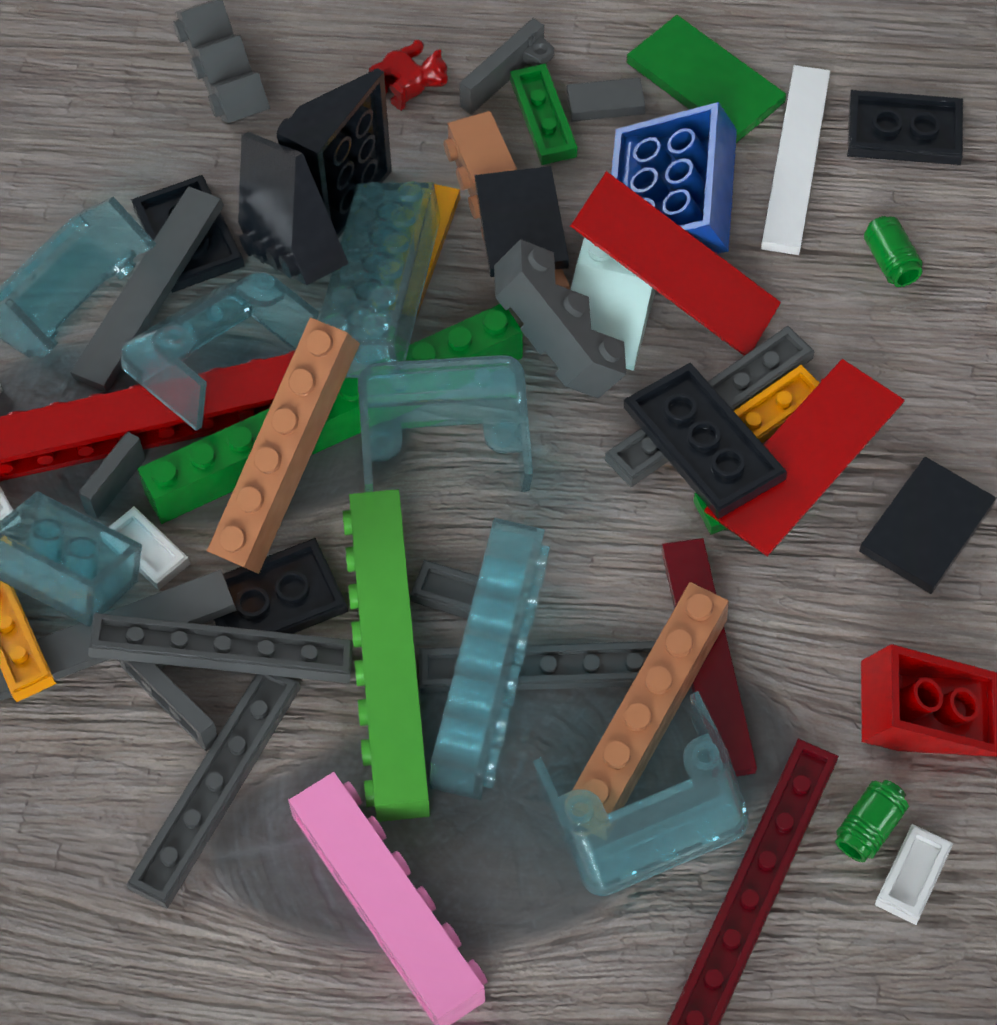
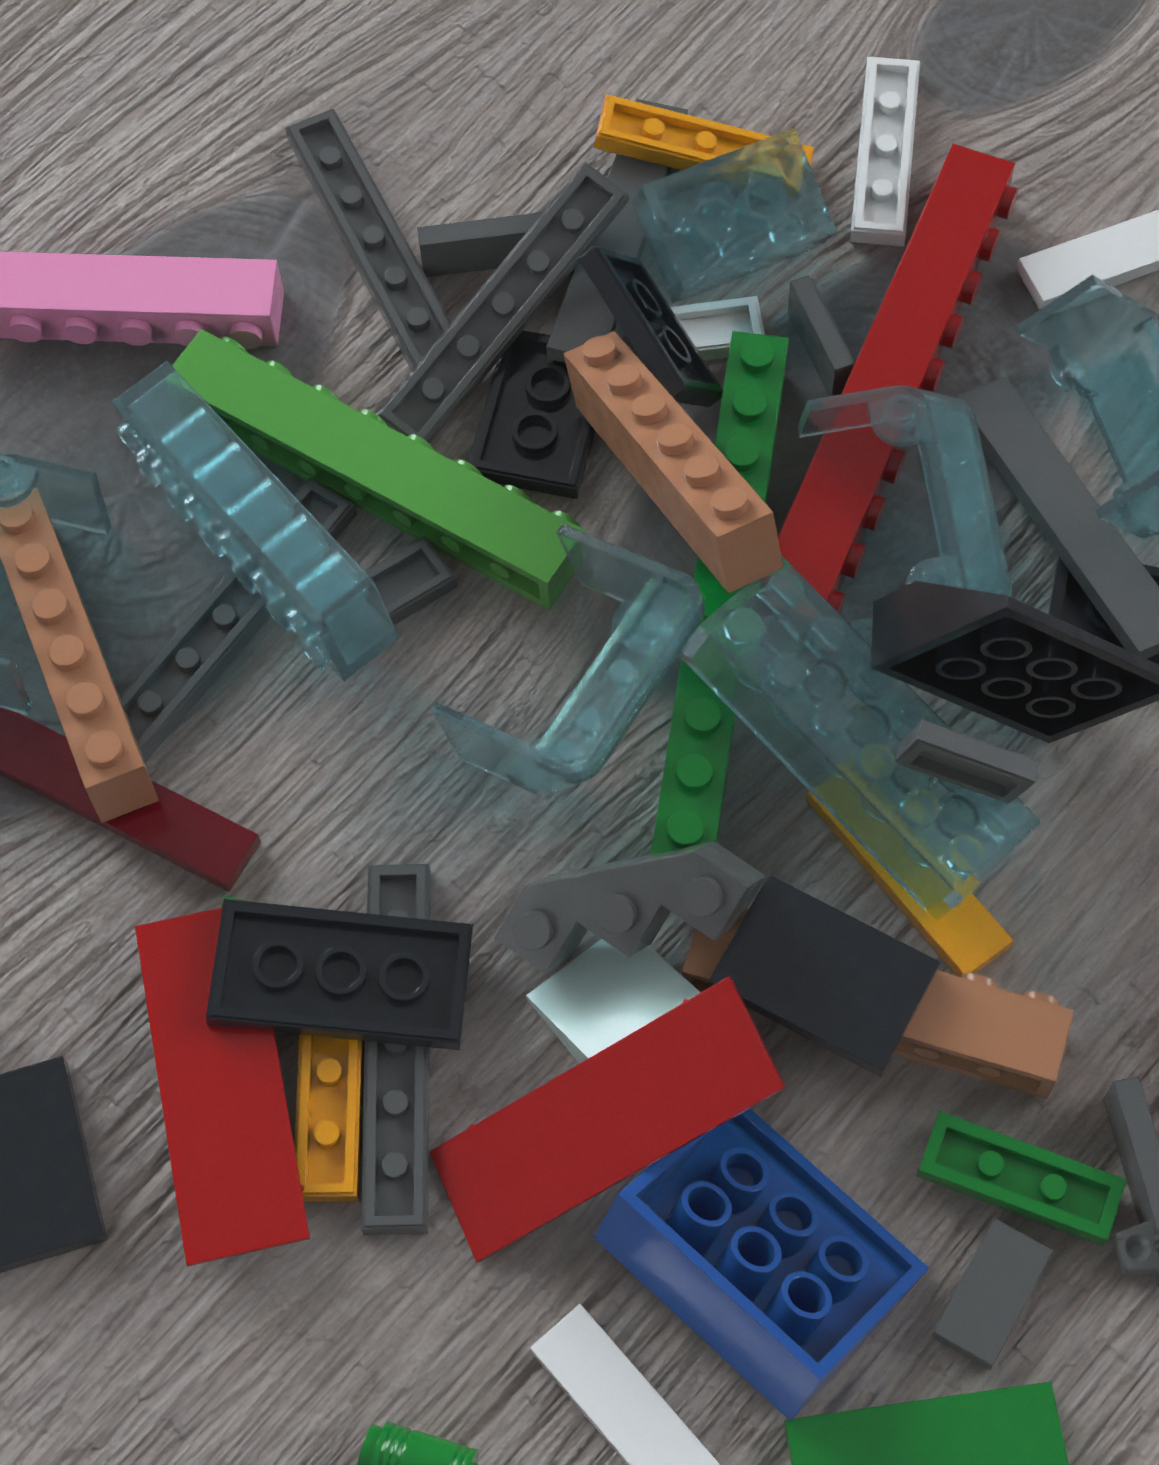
camera: 130 degrees right, 5 degrees up
(185, 537) = (651, 326): none -> black tile
(343, 141) = (1076, 726): black slope -> none
(367, 199) = (966, 762): none -> dark grey tile

